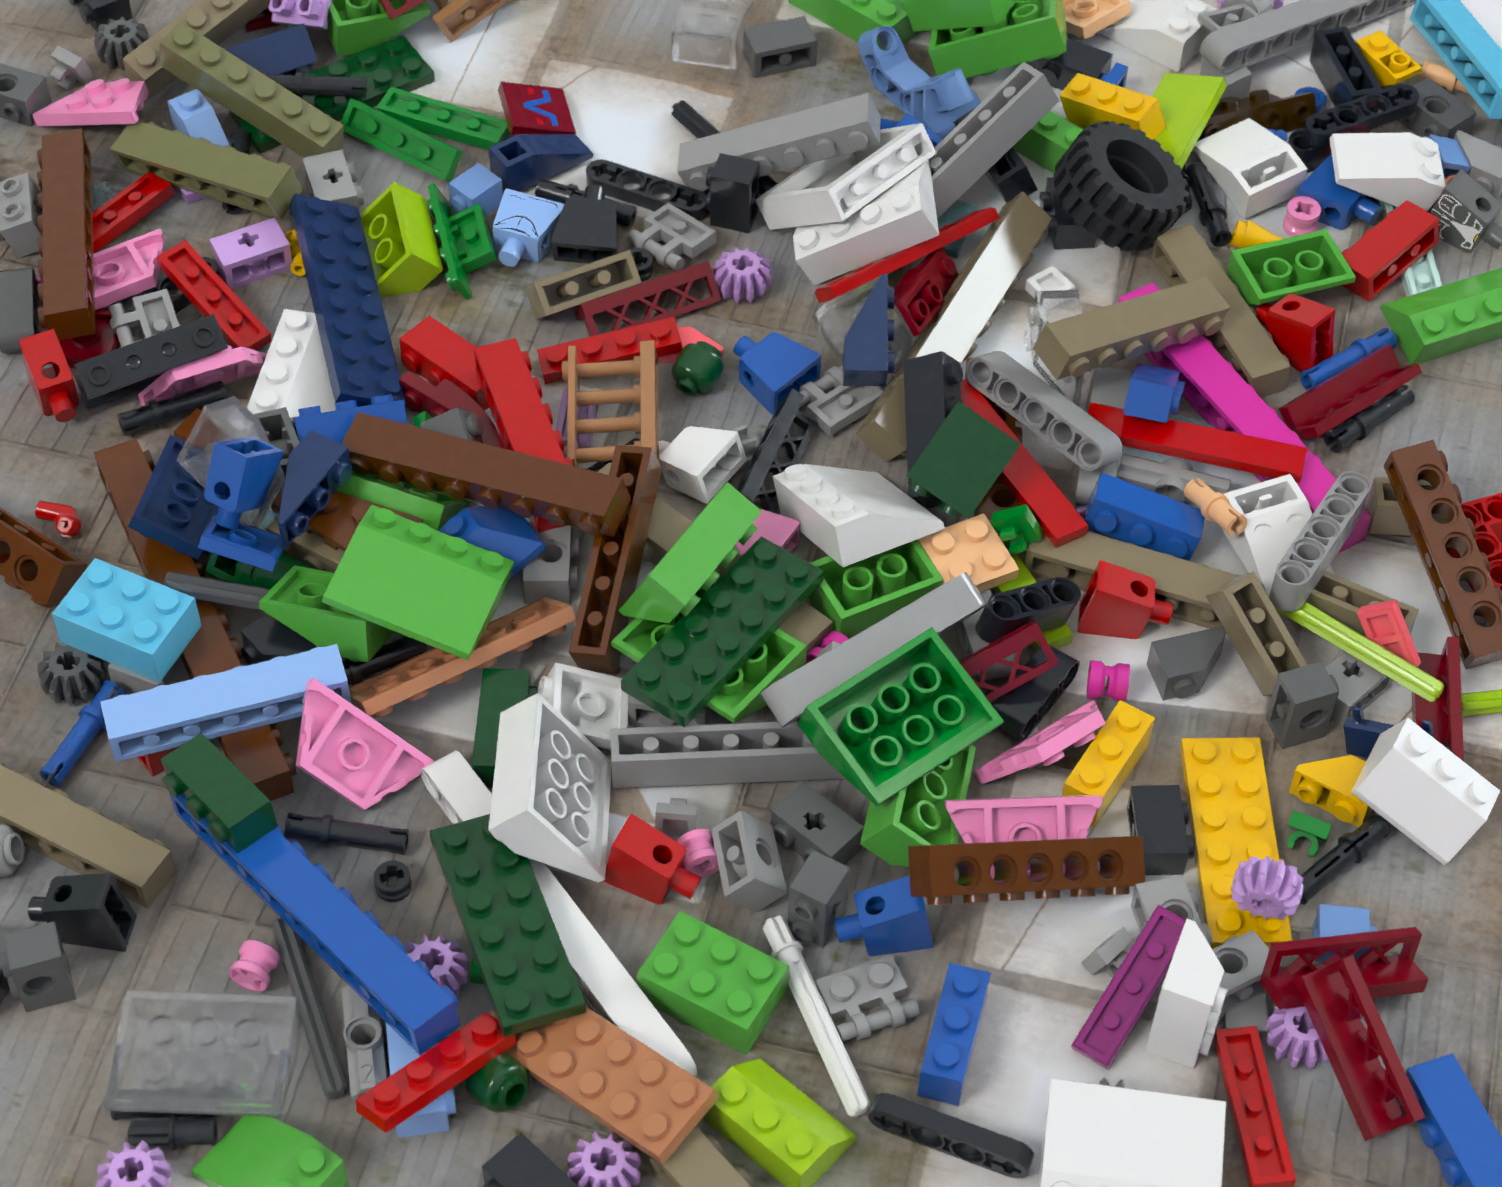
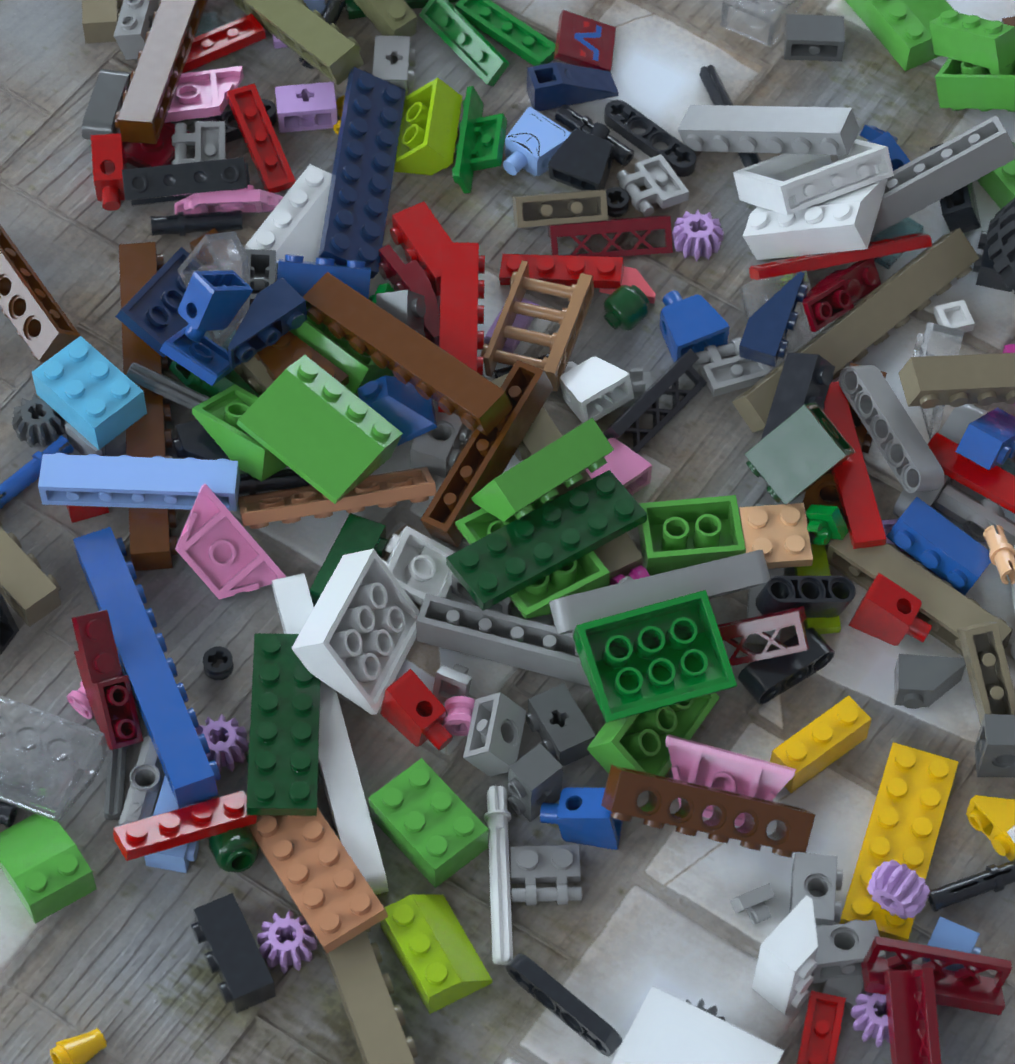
camera: 20 degrees right, 5 degrees up
(64, 516) = (80, 290): red arm -> none
(218, 793) = (104, 554): dark green brick -> none
(271, 939) = (103, 680): none -> dark red slope
(344, 833) = (186, 609): black pin -> none
(476, 187) = (506, 99): medium blue brick -> none
(733, 192) = (715, 161): black brick -> none
(851, 511) = (698, 468): white slope -> none
(930, 100) = (920, 120): medium blue connector -> none
(953, 1034) = (599, 925): blue brick -> none
(1046, 744) = (772, 714): bright pink wing -> none
(1117, 681) = (858, 679): dark pink wheel -> none
(1130, 989) = (743, 944): magenta tile -> none
(1161, 819) = (838, 811): black brick -> none
(1308, 828) = (964, 850): green tile -> none

